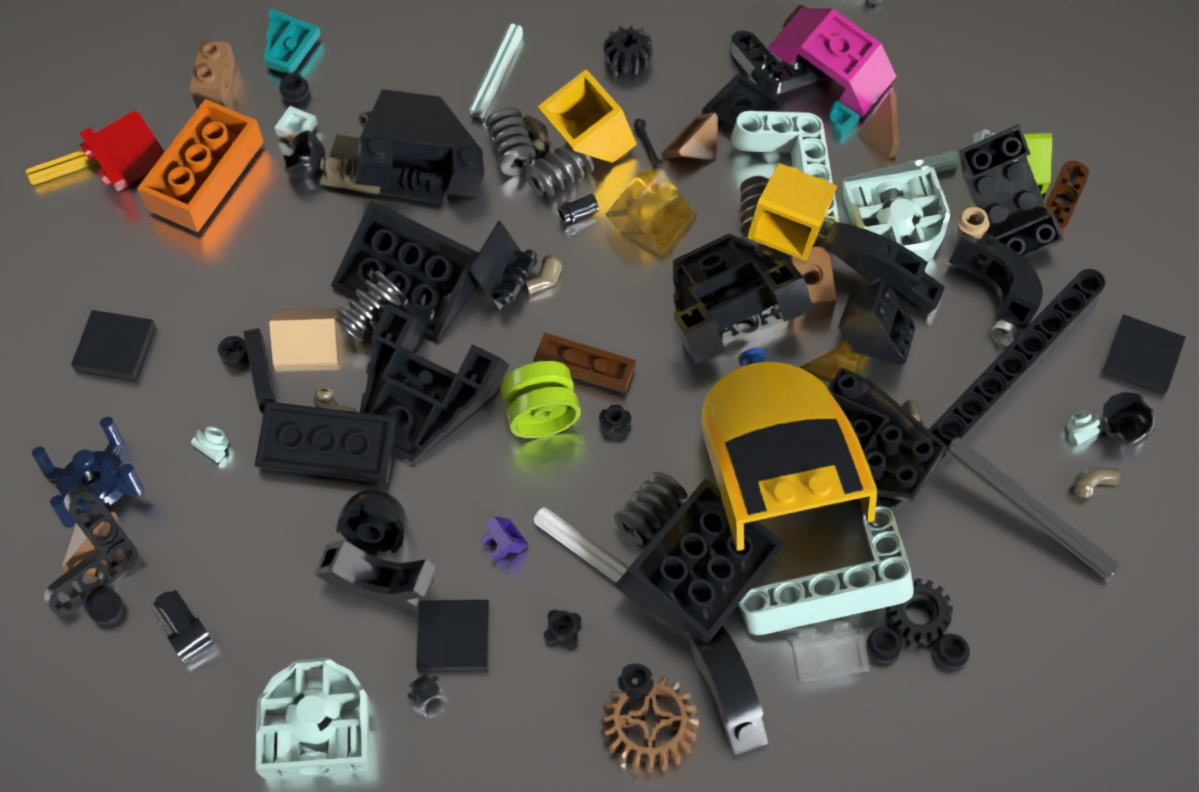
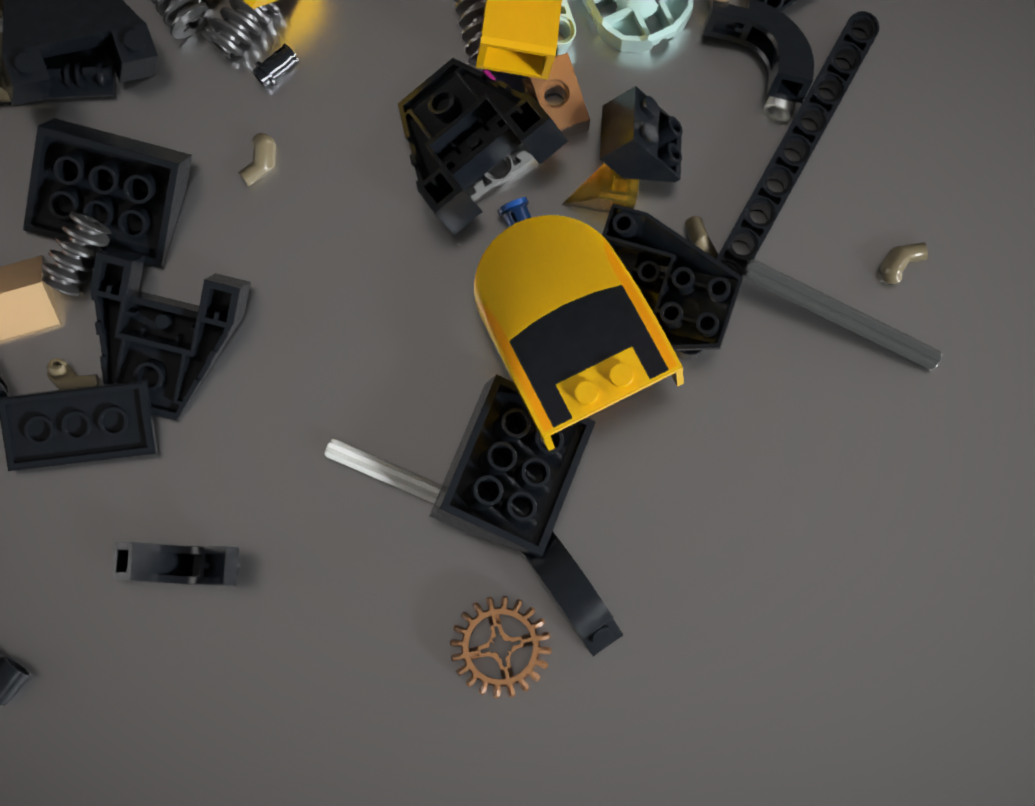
camera: 15 degrees left, 20 degrees up
(305, 708) = (135, 771): light aqua connector -> none
(373, 522) = (155, 504): black cylinder -> none
(424, 688) = (262, 670): black plate -> none
(453, 635) = (275, 603): black tile -> none
(502, 267) = (208, 166): black hinge -> none
(506, 536) = (300, 483): dark purple tile -> none
(540, 399) = (295, 322): lime wheel -> none
(569, 620) = (377, 560): black plate -> none
(587, 362) = (331, 258): reddish brown plate -> none
(617, 427) = (384, 326): black plate -> none
(639, 672) = (479, 605): black plate -> none
(647, 505) = (444, 411): flat silver piece -> none
(651, 212) = (359, 51): clear yellow slope -> none
(828, 652) = (663, 524): clear bracket -> none
(839, 591) = (661, 453): light aqua beam -> none
(883, 258) = (635, 56): black slope -> none
(883, 645) = (718, 501): black plate -> none
(926, 632) = (762, 442): black tyre -> none
(951, 651) = (787, 490): black plate -> none
(1083, 426) = (880, 201): light aqua plate -> none
(1128, 419) = (927, 184): black hair -> none
(1144, 354) = (932, 95): black tile -> none

